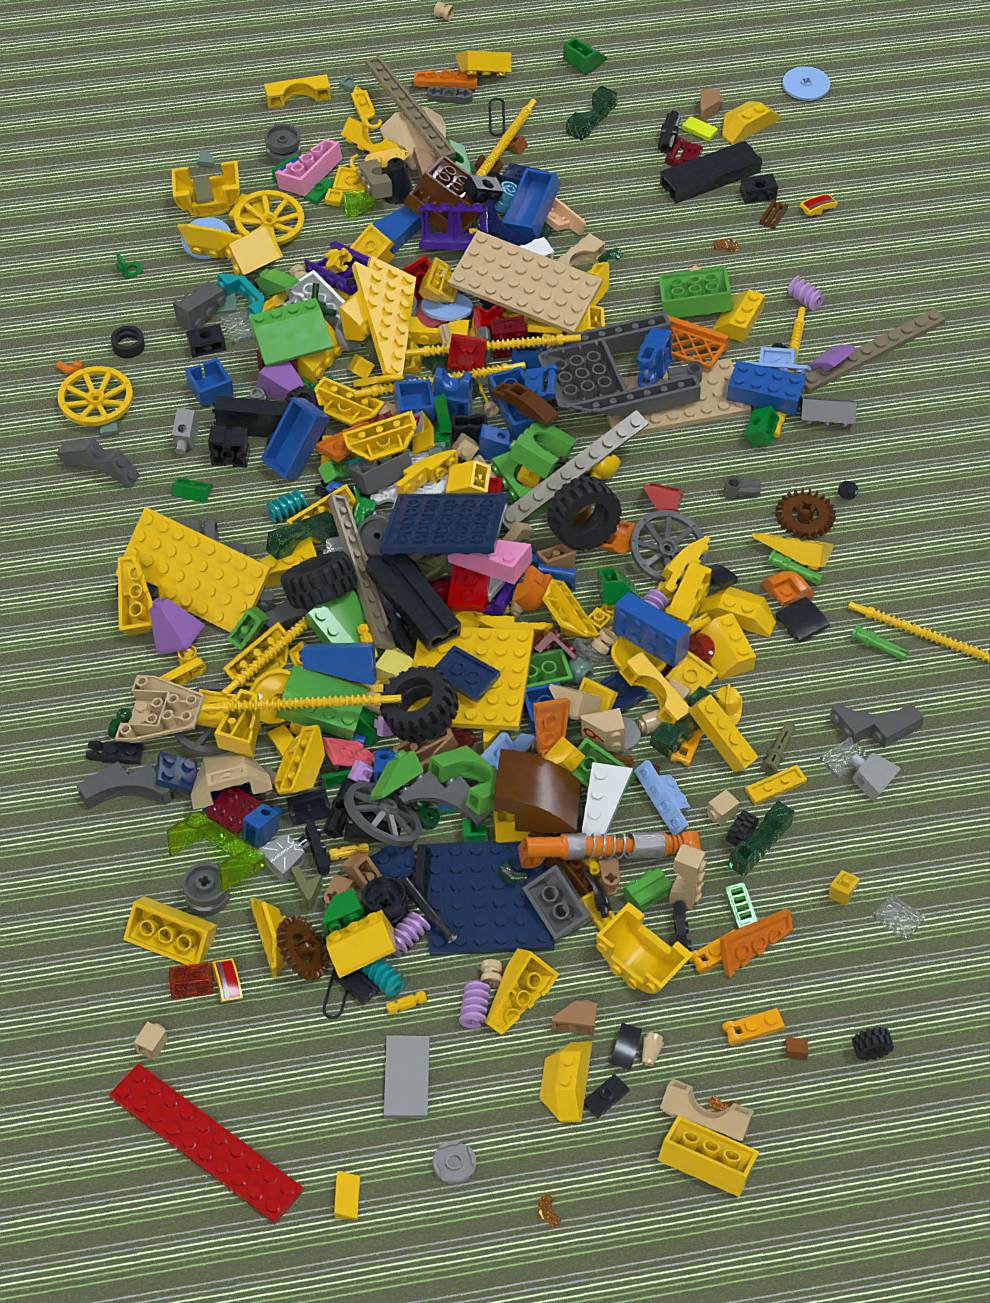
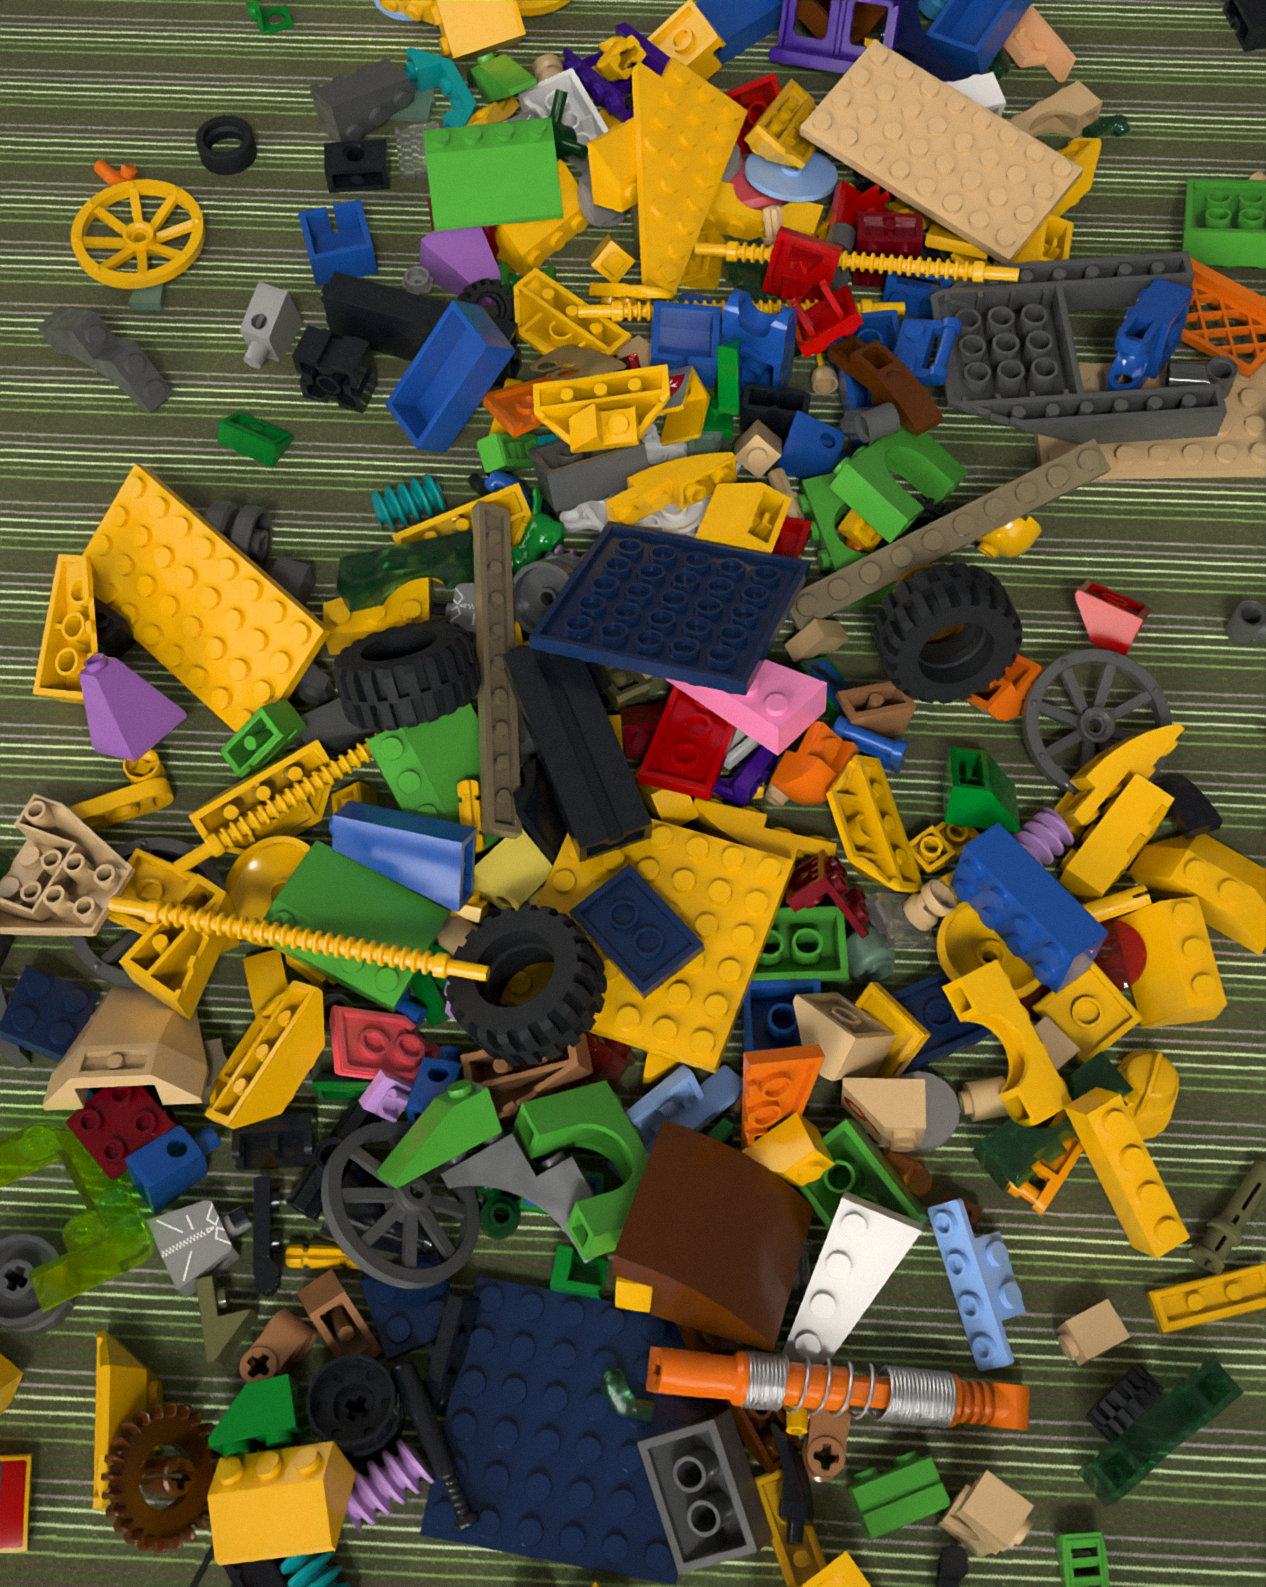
camera: 15 degrees right, 10 degrees up
(367, 418) = (586, 361): none -> piece
(383, 449) = (603, 430): none -> yellow slope
(486, 376) = (826, 320): none -> red plate
(522, 422) = (870, 422): none -> dark grey piece

